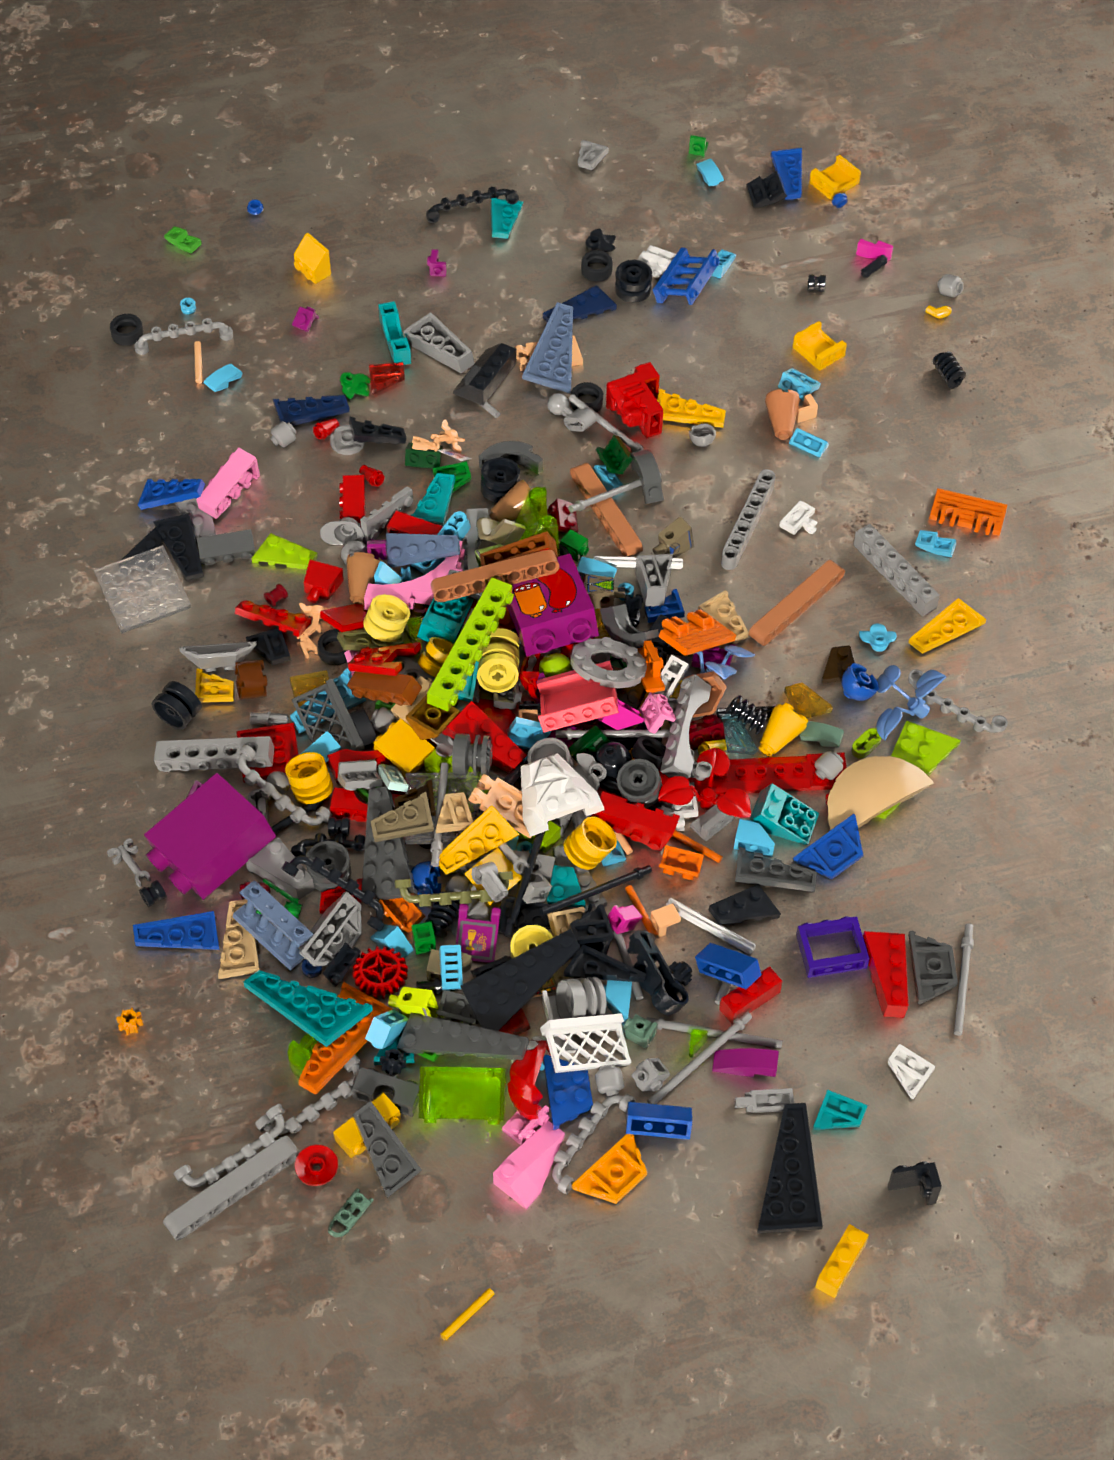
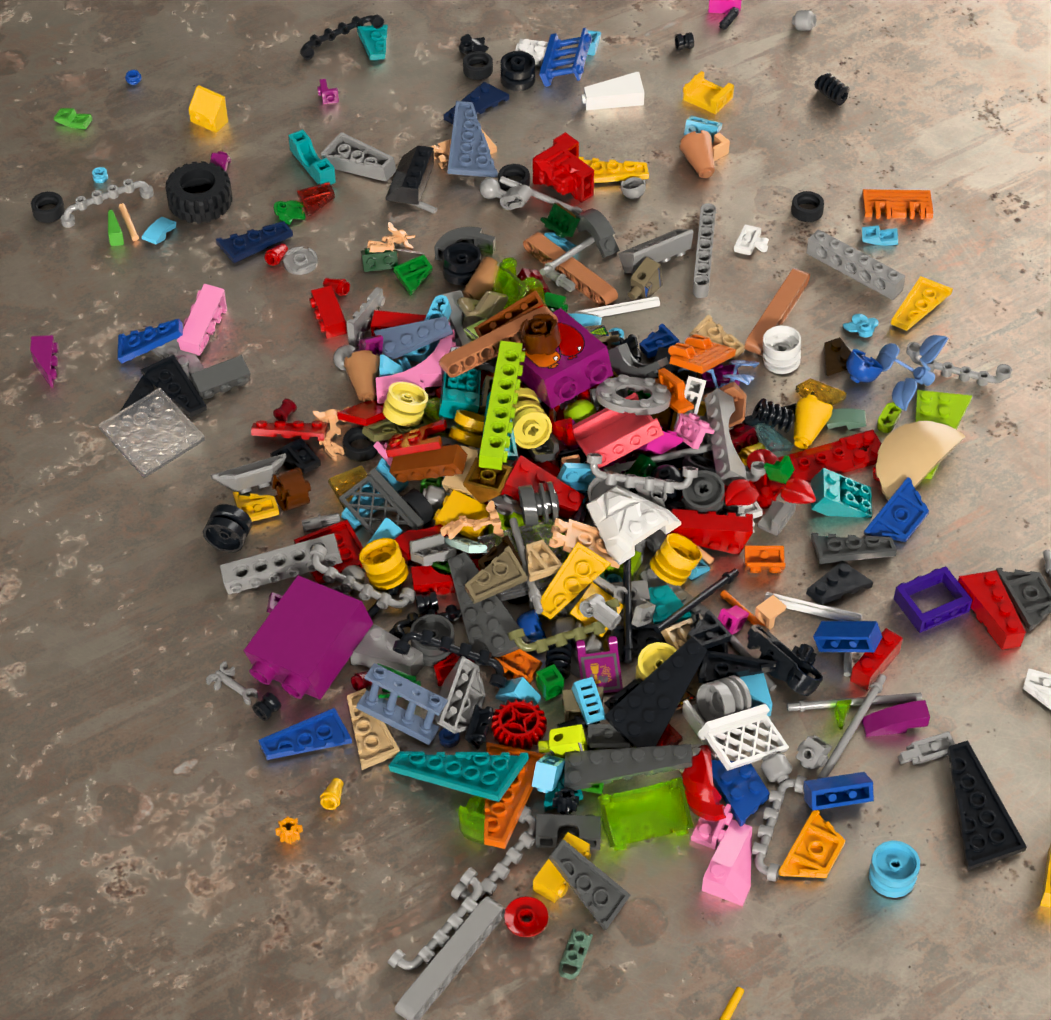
camera: 15 degrees left, 5 degrees down
(71, 482) = (44, 356): none -> magenta slope
(179, 369) = (114, 231): none -> bright green slope
(182, 996) = (332, 795): none -> yellow cone
(273, 361) = (200, 206): none -> black tyre
(281, 551) = (275, 371): lime wing -> none
(283, 434) = (237, 267): light grey head -> none
(321, 580) = (325, 387): red torso -> none
(341, 531) = (328, 340): light grey piece -> none
(369, 432) = (334, 247): black wing -> none
(426, 761) = (454, 528): none -> light nougat piece
(436, 500) = (408, 292): teal wing -> none
(534, 579) = (540, 334): none -> reddish brown brick
(588, 759) = (648, 482): none -> light grey bar
(593, 519) = (561, 280): none -> light grey axle
(643, 1035) = (786, 716): sand green brick -> none
(653, 577) = (639, 317): light grey wedge -> none
(682, 1213) = (894, 869): none -> medium azure wheel
(697, 846) = (774, 542): orange bar -> none
(699, 508) = (657, 249): none -> light grey slope
(723, 326) = (614, 93): none -> white slope
(725, 777) = (780, 471): none -> green panel
(753, 838) = (822, 521): medium azure slope -> none
(782, 645) = (781, 349): none -> white wheel
(808, 442) = (731, 175): medium azure slope -> none
(828, 765) = (867, 441): light grey head -> none
(839, 1112) = (999, 742): teal wing -> none
(870, 504) = (805, 215): none -> black tyre
(940, 312) = (803, 44): yellow arm -> none

